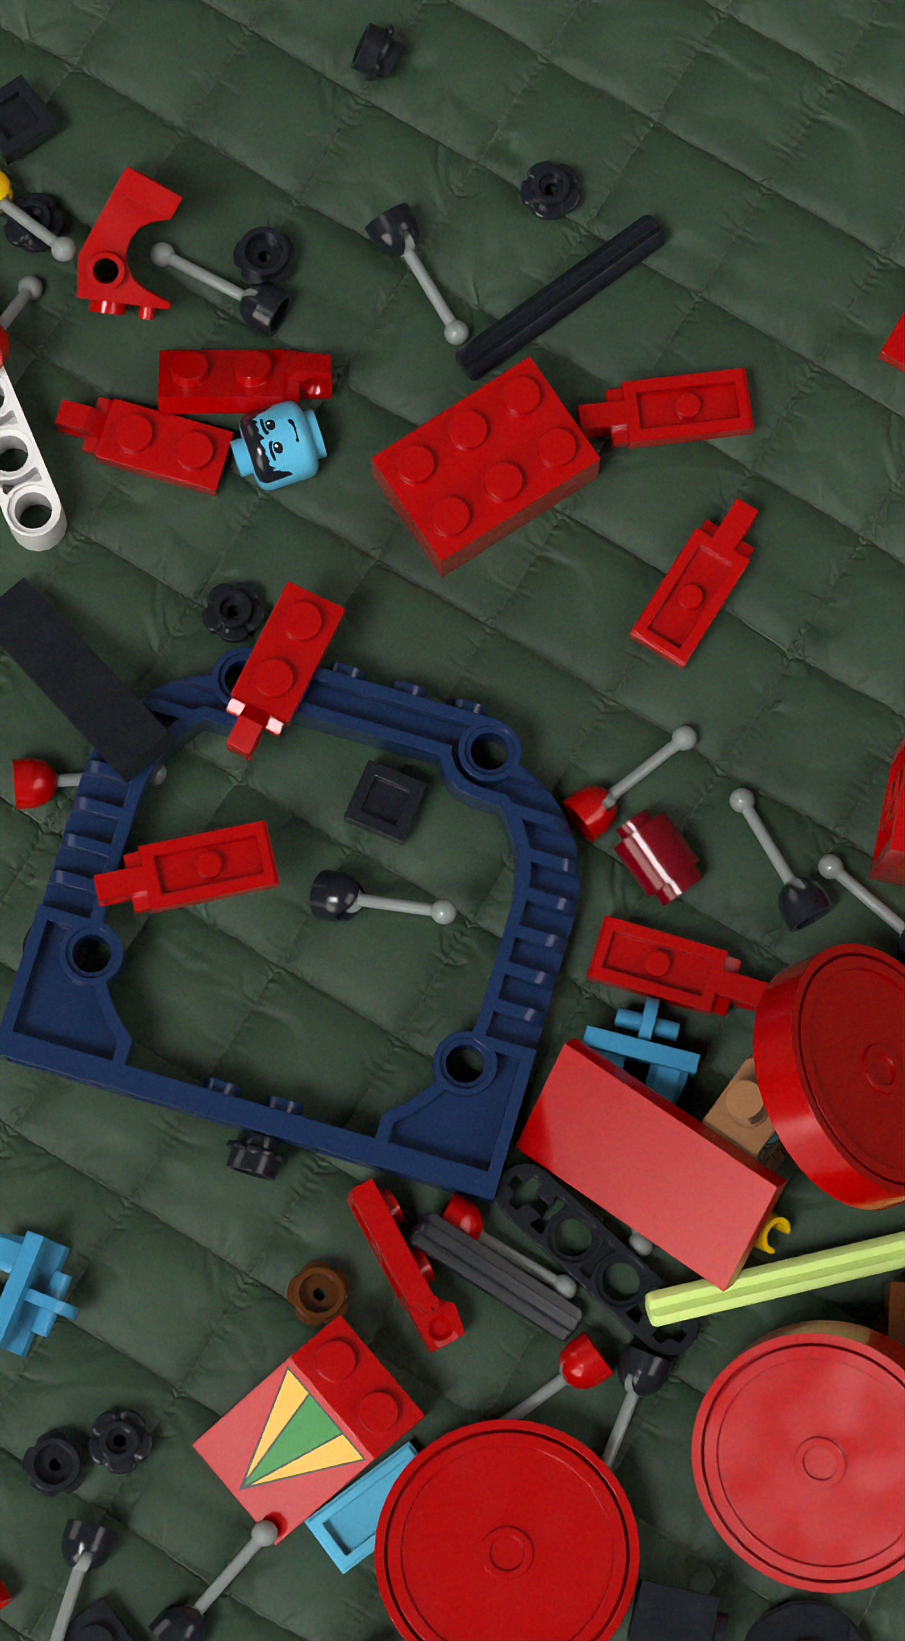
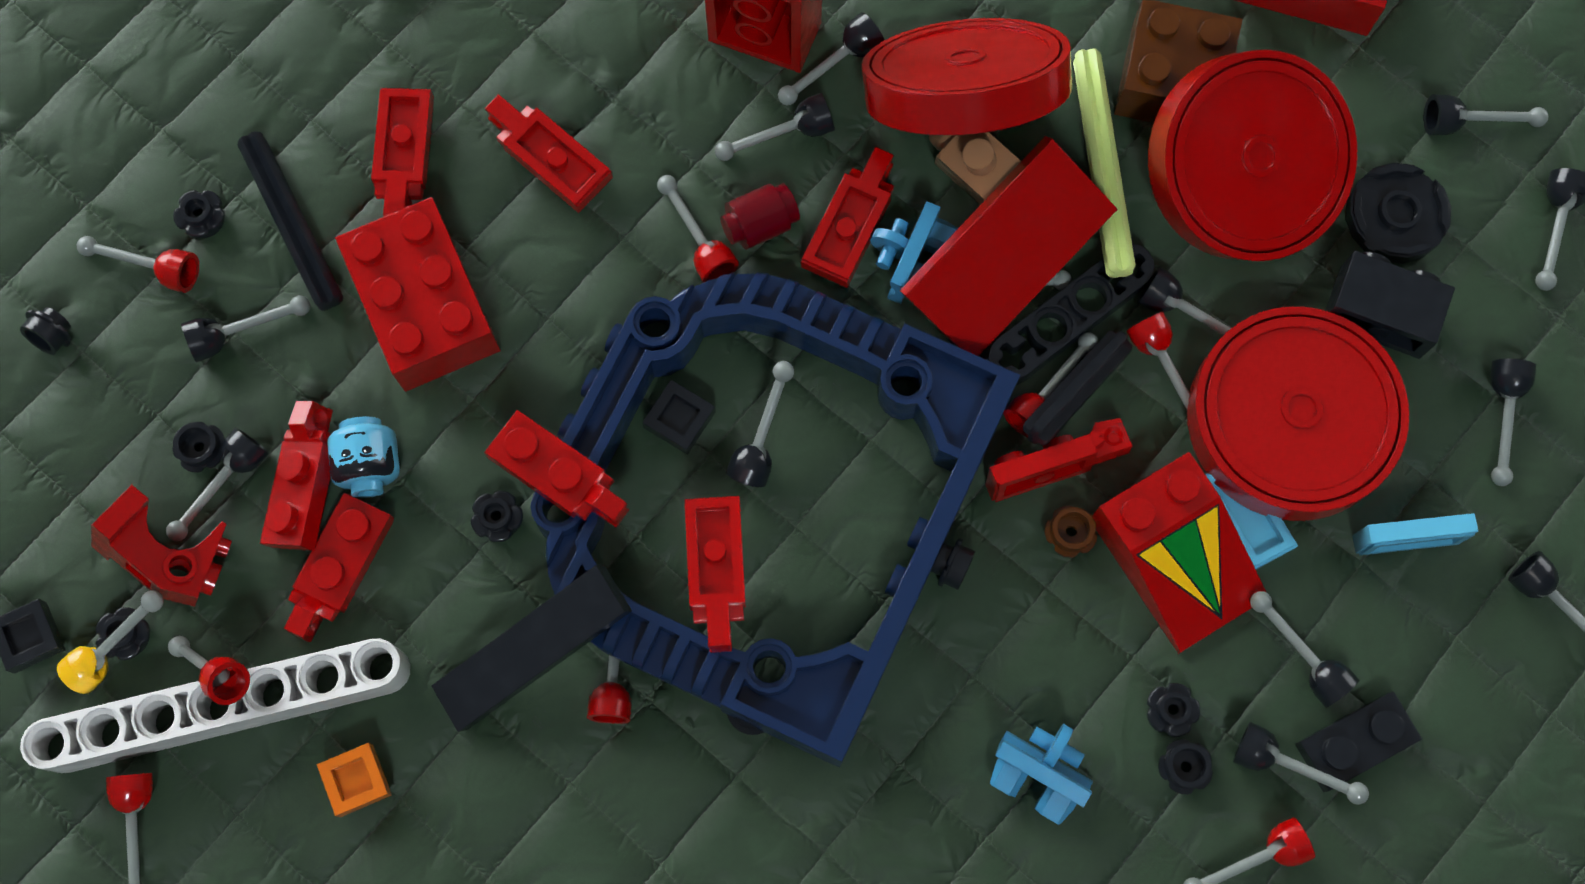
camera: 80 degrees left, 5 degrees down
(475, 177) = (173, 268): none -> red hinge

